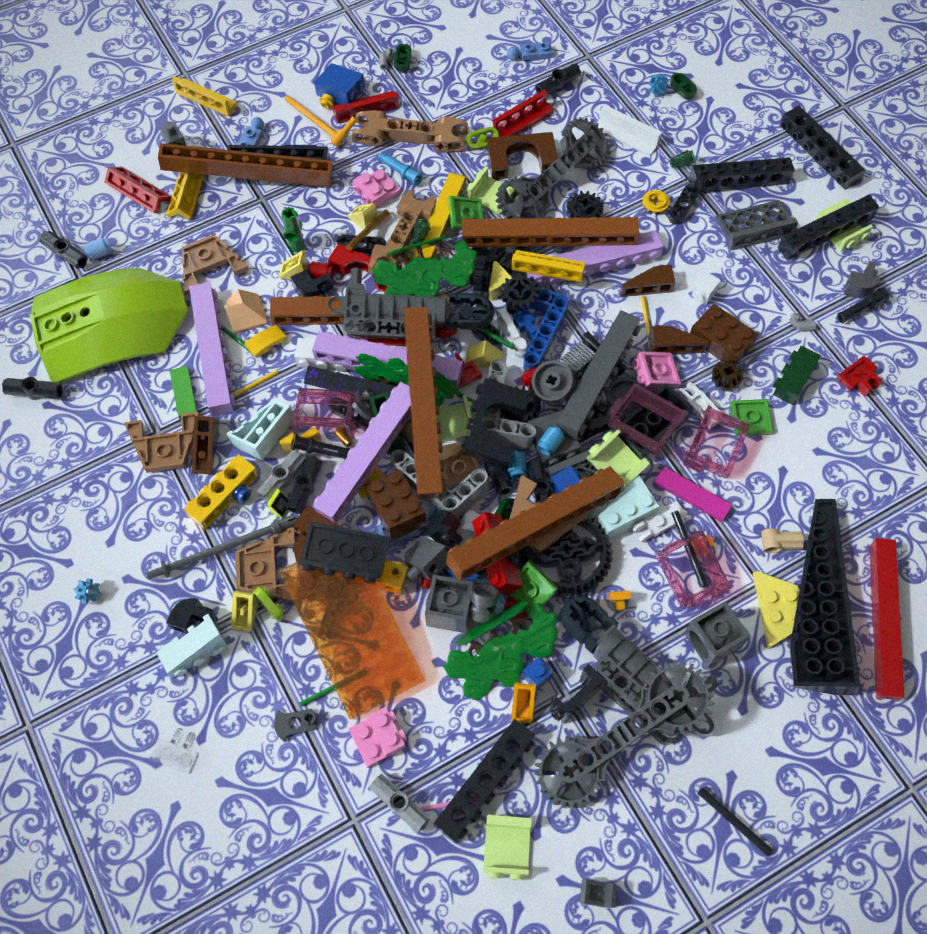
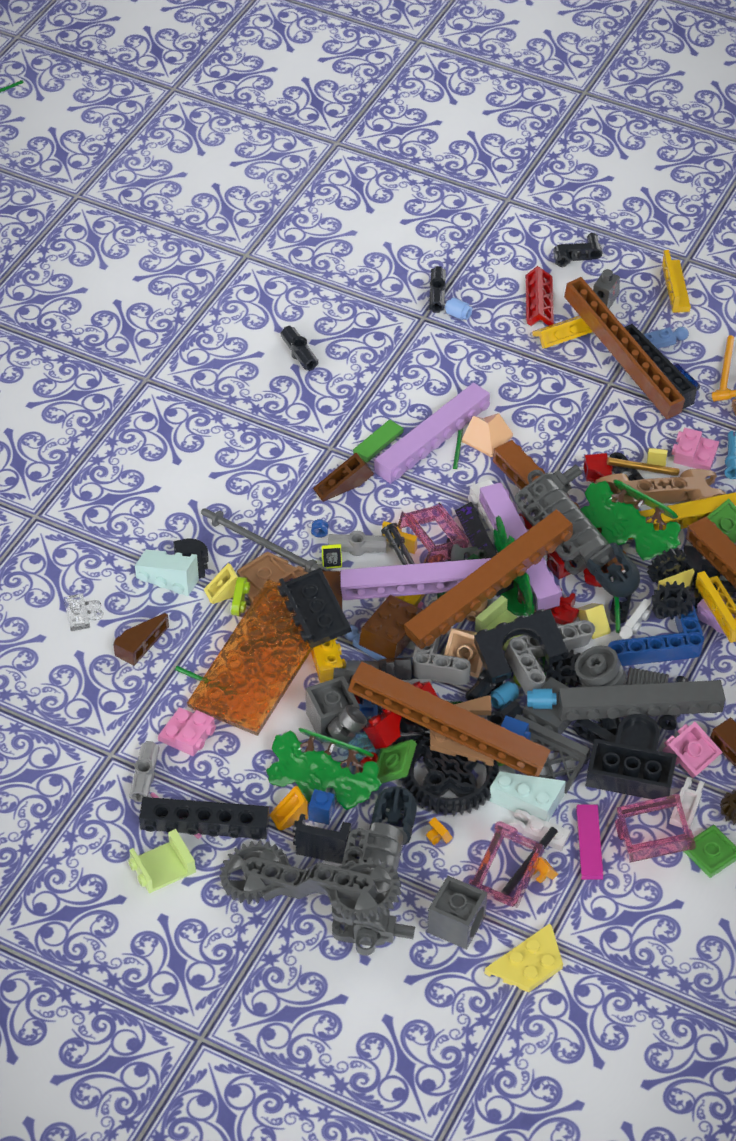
camera: 55 degrees right, 15 degrees down
(81, 588) = (161, 488): dark azure gear -> none
(110, 140) = (568, 252): none -> black beam
(128, 318) = (410, 365): lime wedge -> none
(163, 450) = (316, 458): medium nougat wing -> none
(207, 255) = (516, 378): medium nougat wing -> none
(220, 501) = (302, 512): yellow brick -> none
(249, 722) = (139, 639): none -> reddish brown slope
(255, 383) = (427, 481): yellow axle -> none
(262, 342) = (468, 461): yellow slope -> none
(263, 430) = (384, 506): light aqua wedge -> none
(282, 723) = (153, 664): dark grey piece -> none
(292, 229) = (587, 413): green piece -> none
(293, 265) = (560, 443): light yellow slope -> none
(301, 494) = (363, 559): black piece -> none
(307, 287) = (549, 458): black brick -> none
(318, 269) = (570, 457): red brick -> none
(420, 231) = (671, 498): clear green cone -> none
(525, 320) = (655, 625): blue plate -> none
(598, 893) = (167, 942): dark grey bracket -> none
(618, 455) = (568, 757): yellowish green panel -> none
(653, 403) = (614, 727): clear pink piece -> none
(738, 824) = (302, 1017): black bar -> none
(775, 541) = (595, 926): tan piece -> none
(822, 627) = (530, 1001): black wedge -> none
(886, 620) = (586, 1048): red tile -> none

